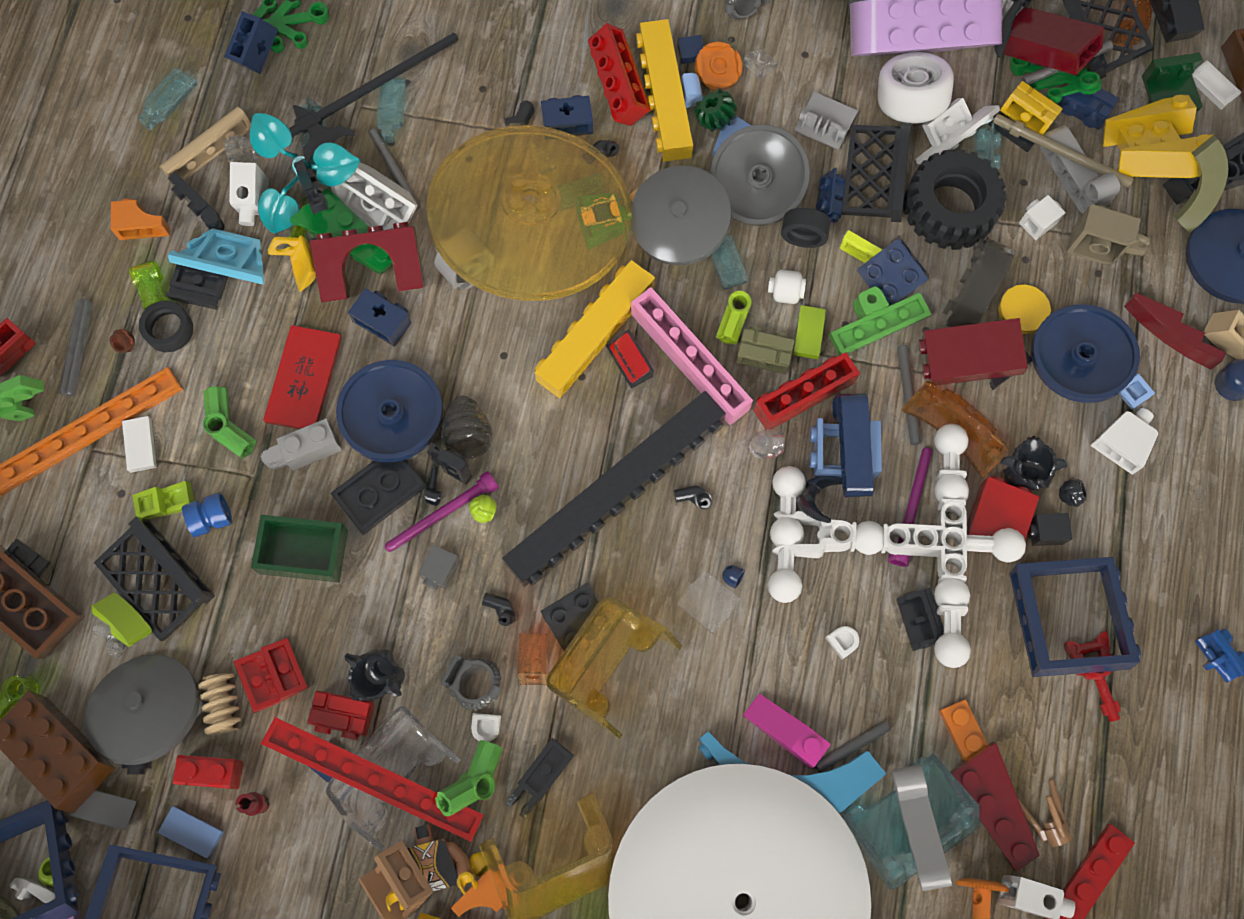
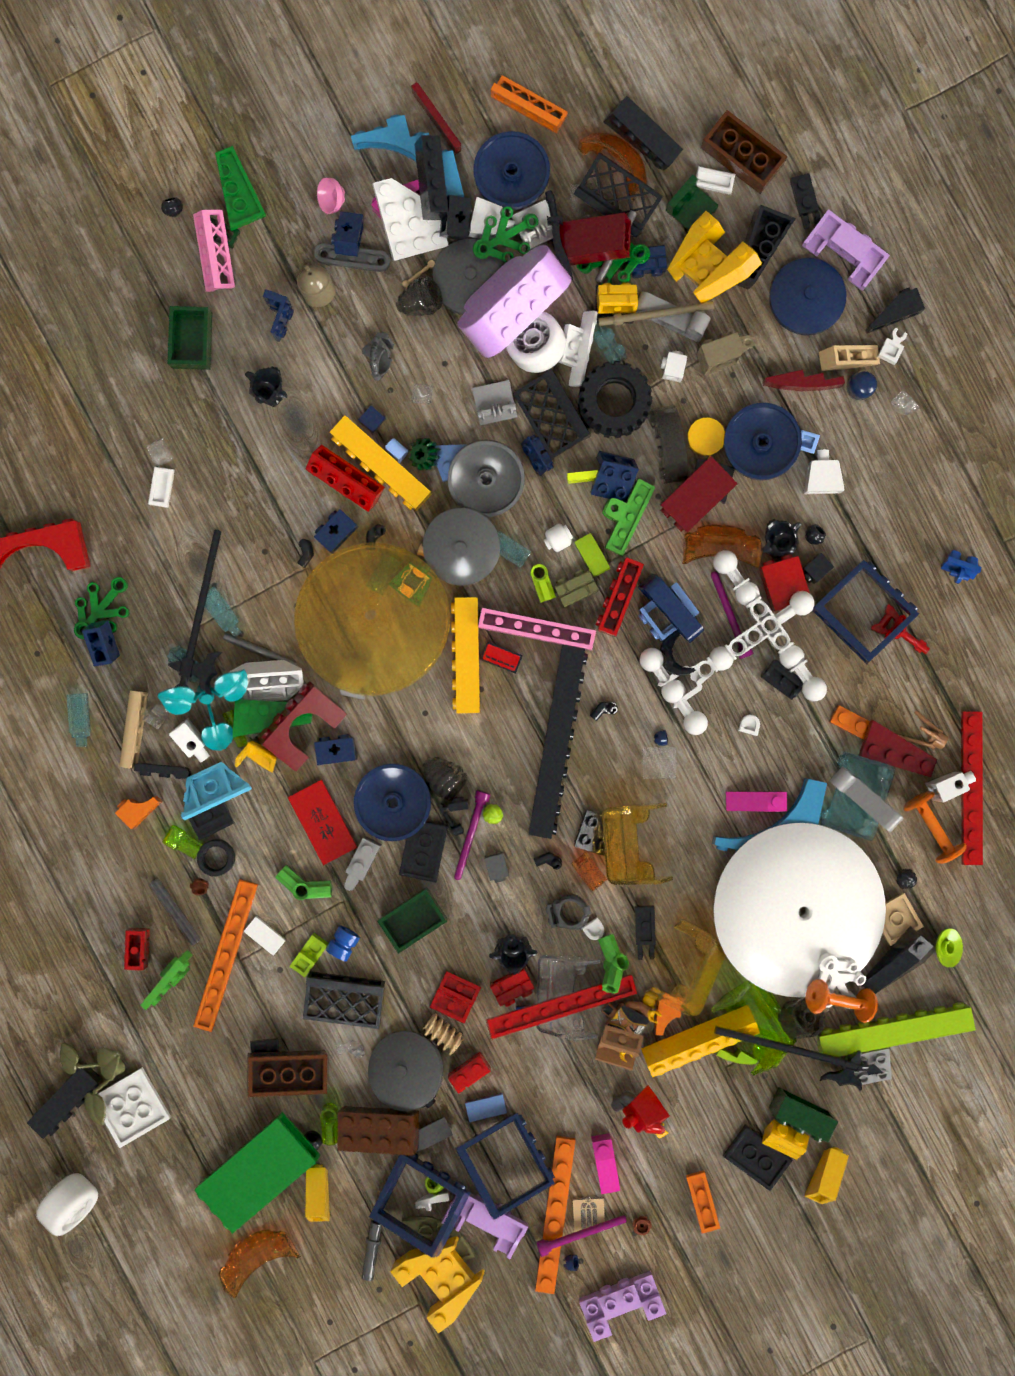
camera: 40 degrees left, 15 degrees up
(122, 618) = (349, 1035): lime slope -> none
(252, 803) = (508, 1069): dark red pin -> none
(311, 187) = (230, 710): black hinge -> none
(718, 66) = (399, 419): orange tile -> none
(767, 444) = (620, 644): clear piece -> none
(805, 227) = (540, 492): black tyre -> none
(852, 746) = (797, 779): dark grey bar -> none
(908, 392) = (676, 545): dark grey bar -> none
(1213, 175) = (763, 273): olive tile -> none

